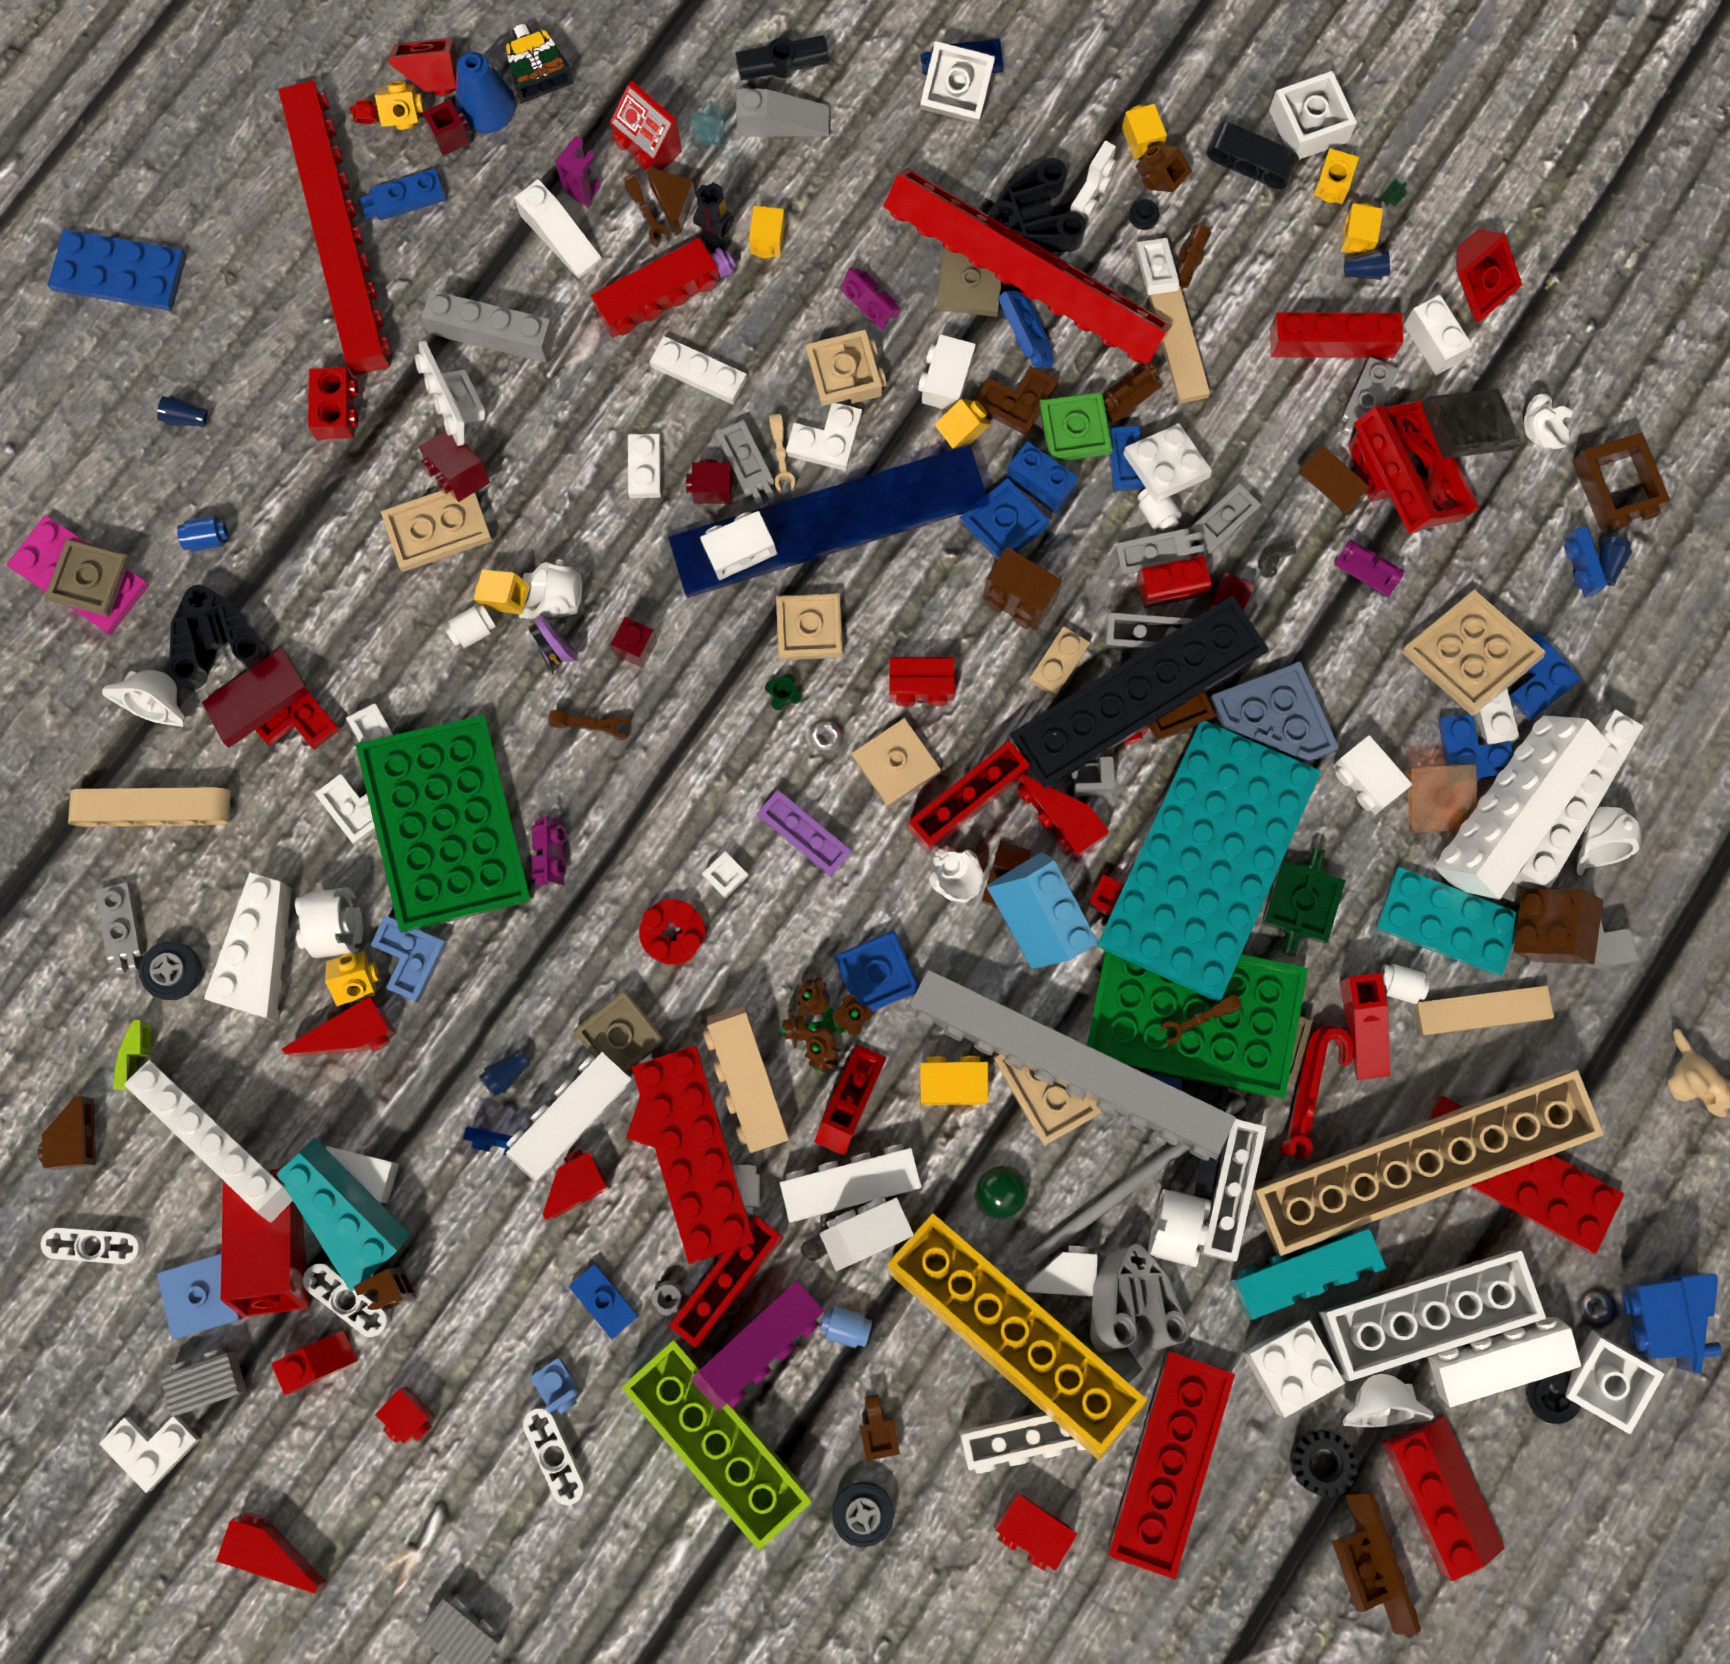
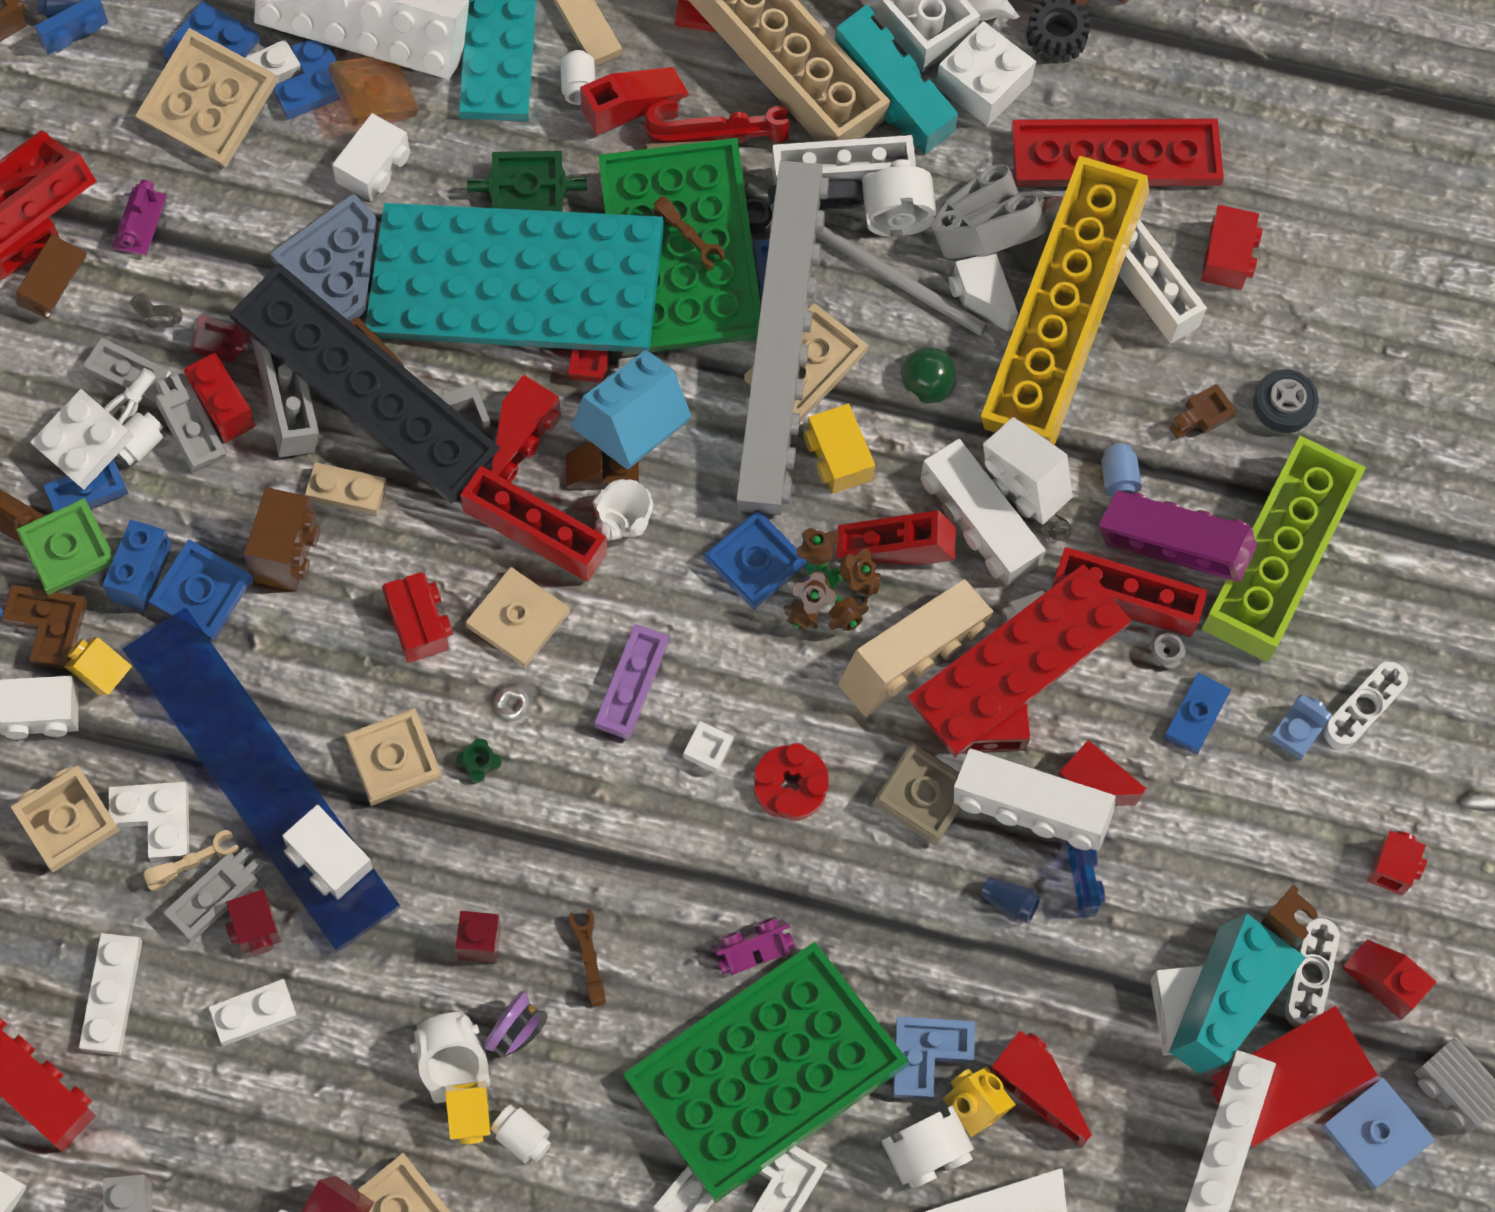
camera: 115 degrees left, 10 degrees down
(1195, 513) = (132, 394): none -> white piece

